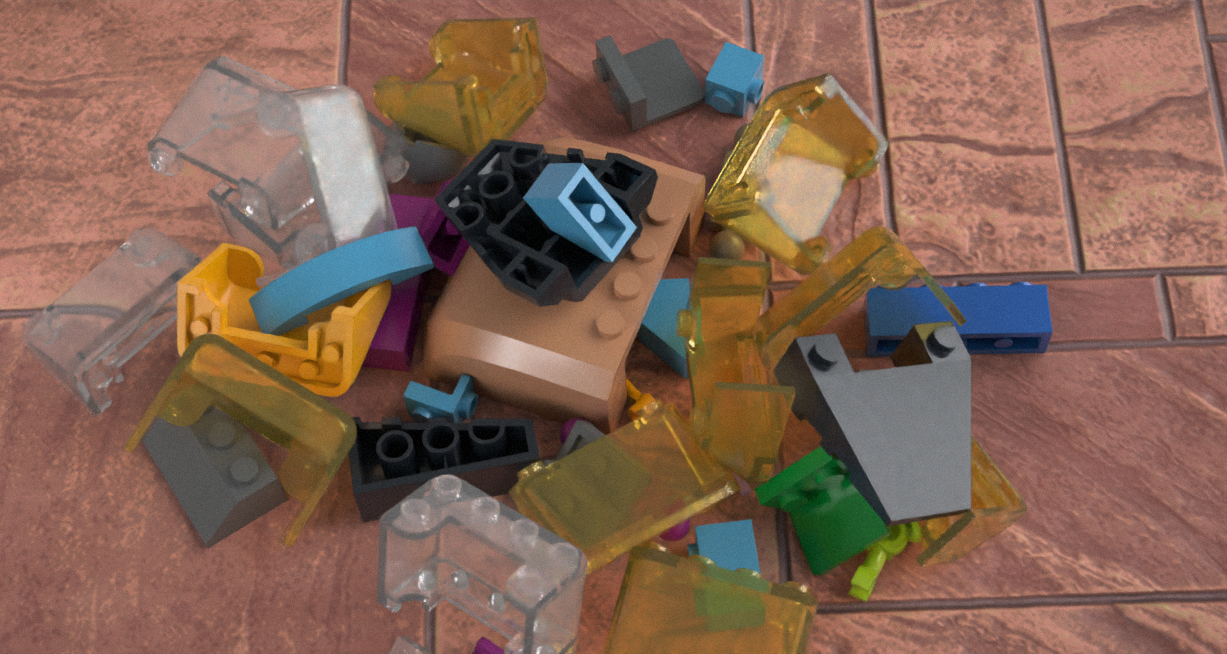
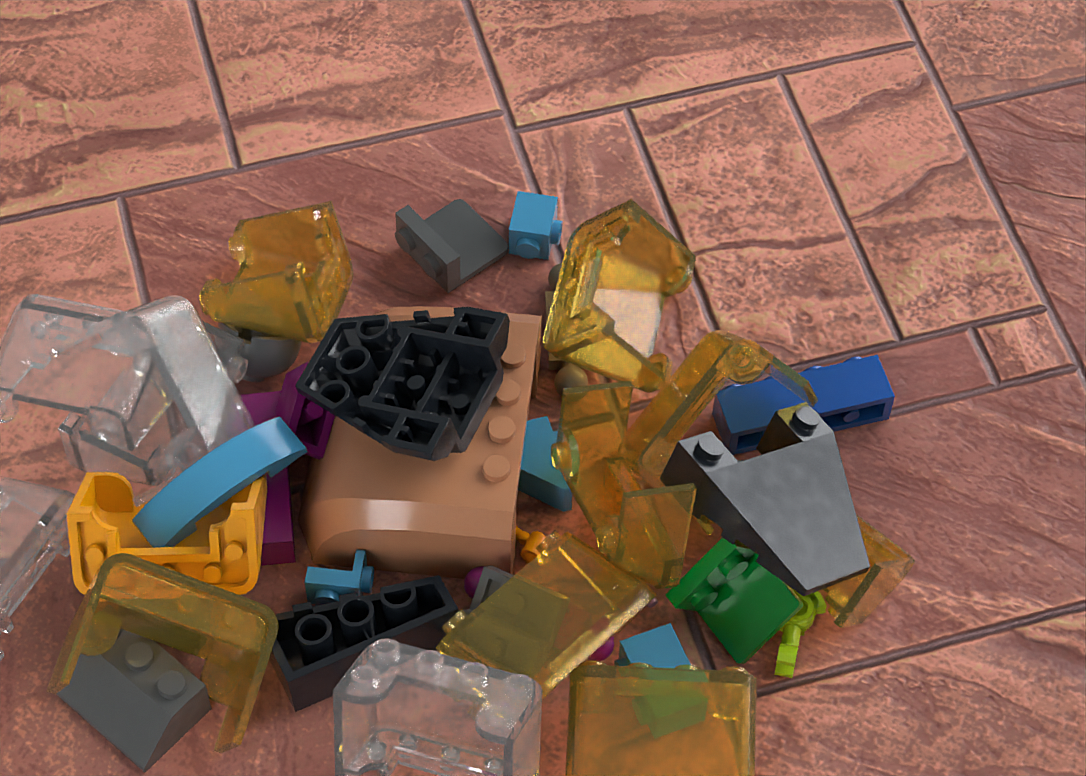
camera: 20 degrees left, 5 degrees down
(580, 209) = (445, 364): dark azure slope -> none

